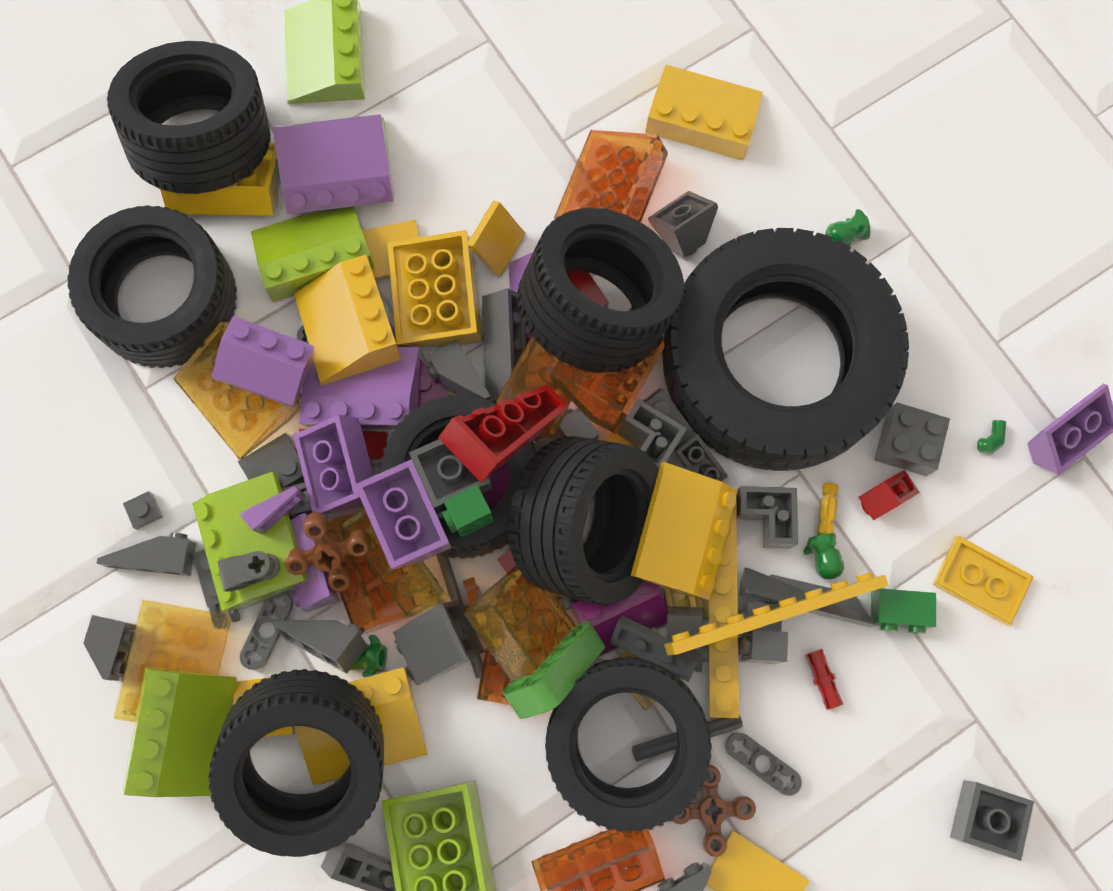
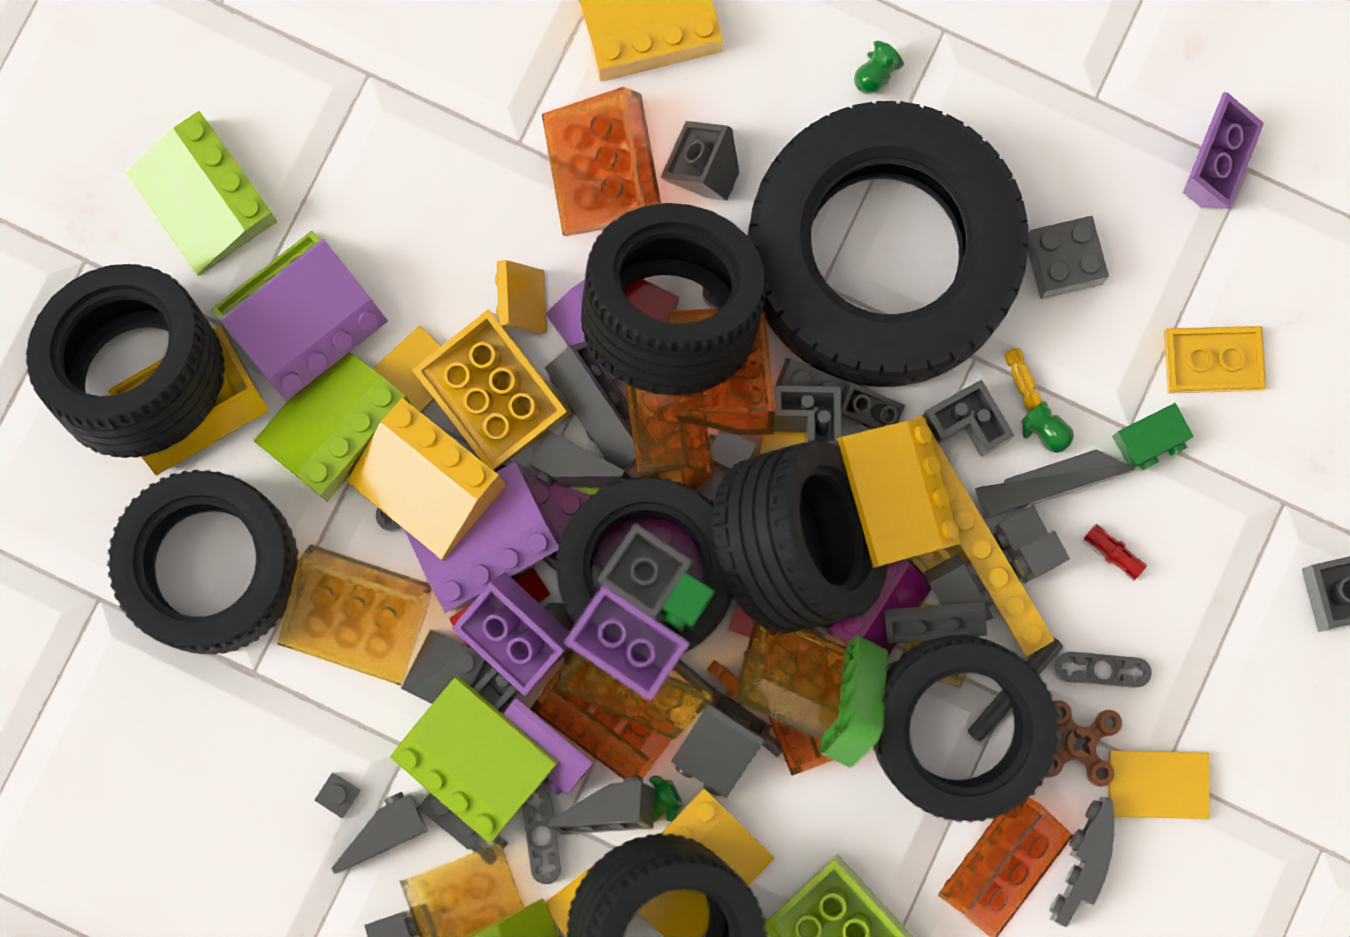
camera: 30 degrees left, 5 degrees up
(244, 570) = (492, 791): dark grey piece -> none
(263, 361) = (375, 573): medium lavender slope -> none
(267, 513) = (479, 722): medium lavender slope -> none
(327, 552) = (565, 722): dark orange gear -> none
(498, 433) = (673, 509): red wedge -> none
(764, 615) = (1024, 527): yellow plate -> none
(888, 495) = (1075, 328): red slope -> none
(995, 440) = (1150, 206): green arm -> none

